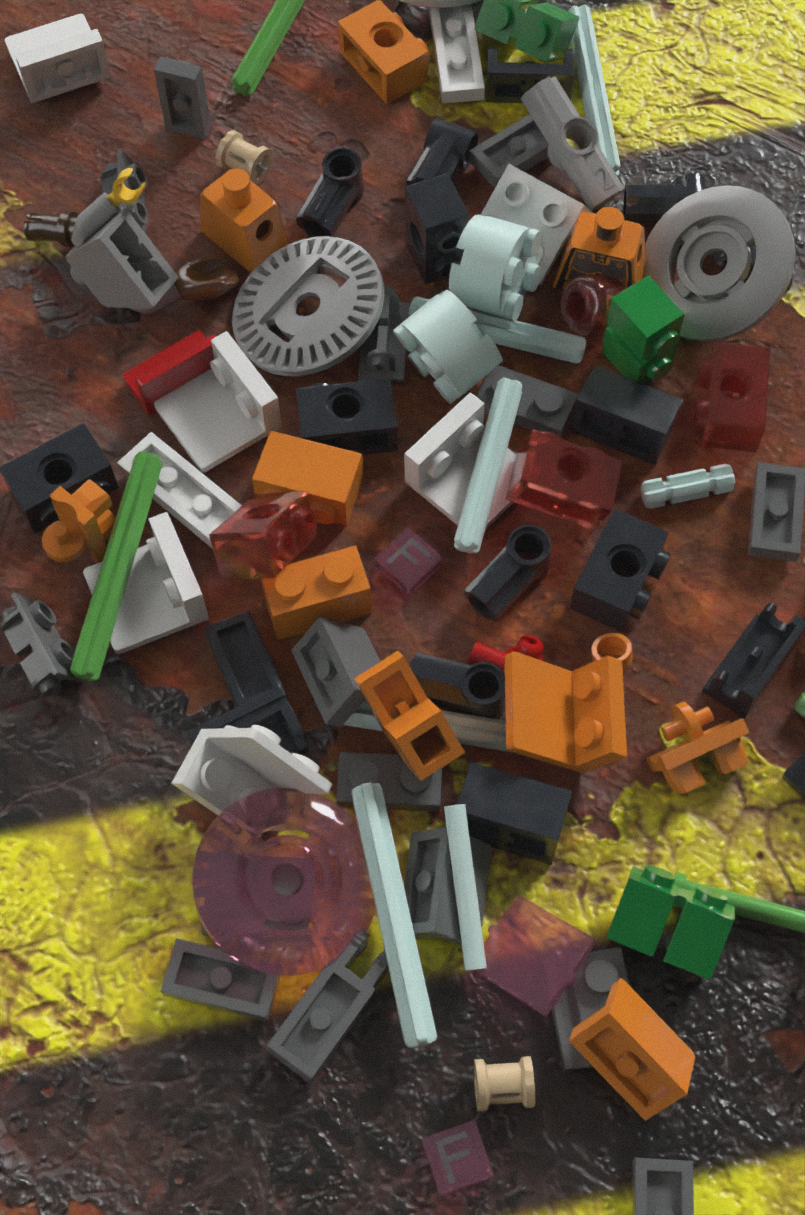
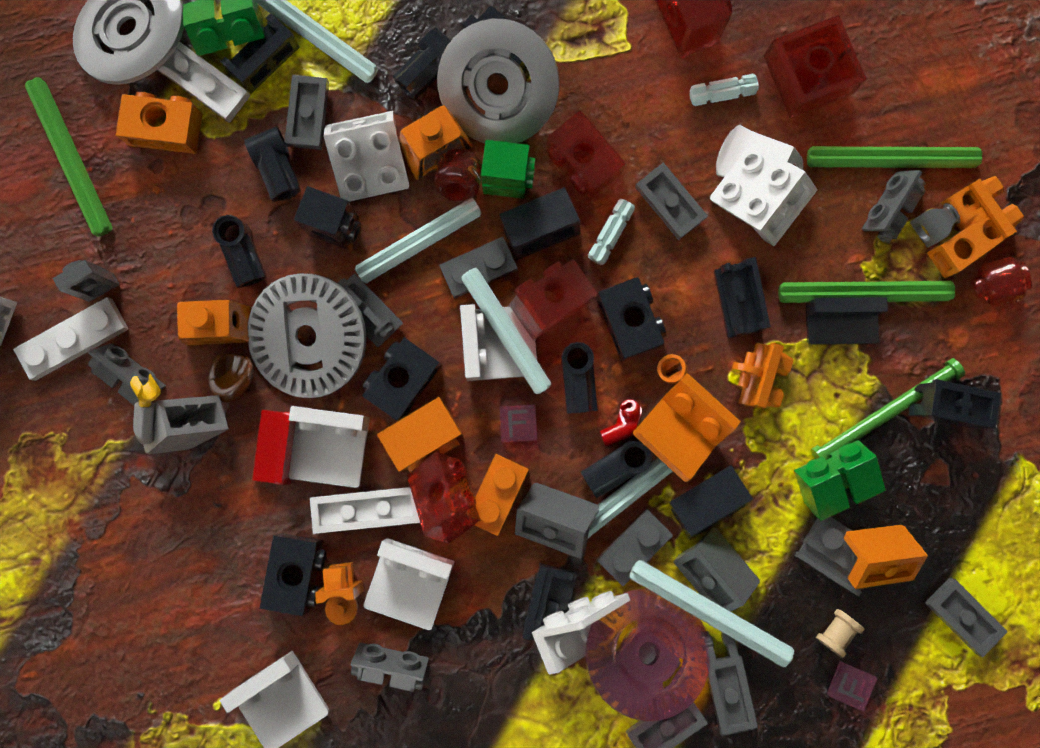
camera: 50 degrees left, 20 degrees up
(50, 228) = (116, 428): dark brown pin -> none
(104, 133) = (70, 339): none -> white plate
(116, 567) = (381, 589): bright green axle -> none
(242, 658) = (499, 564): black tile -> none
(244, 156) = (161, 277): tan bush -> none
(408, 716) = (626, 517): orange brick -> none
(448, 345) = (414, 286): light aqua brick -> none
(465, 887) = (732, 566): light aqua bar -> none
(496, 266) = (385, 209): light aqua brick -> none
(534, 954) = (790, 561): clear pink piece -> none
(560, 120) = (318, 77): light grey piece -> none

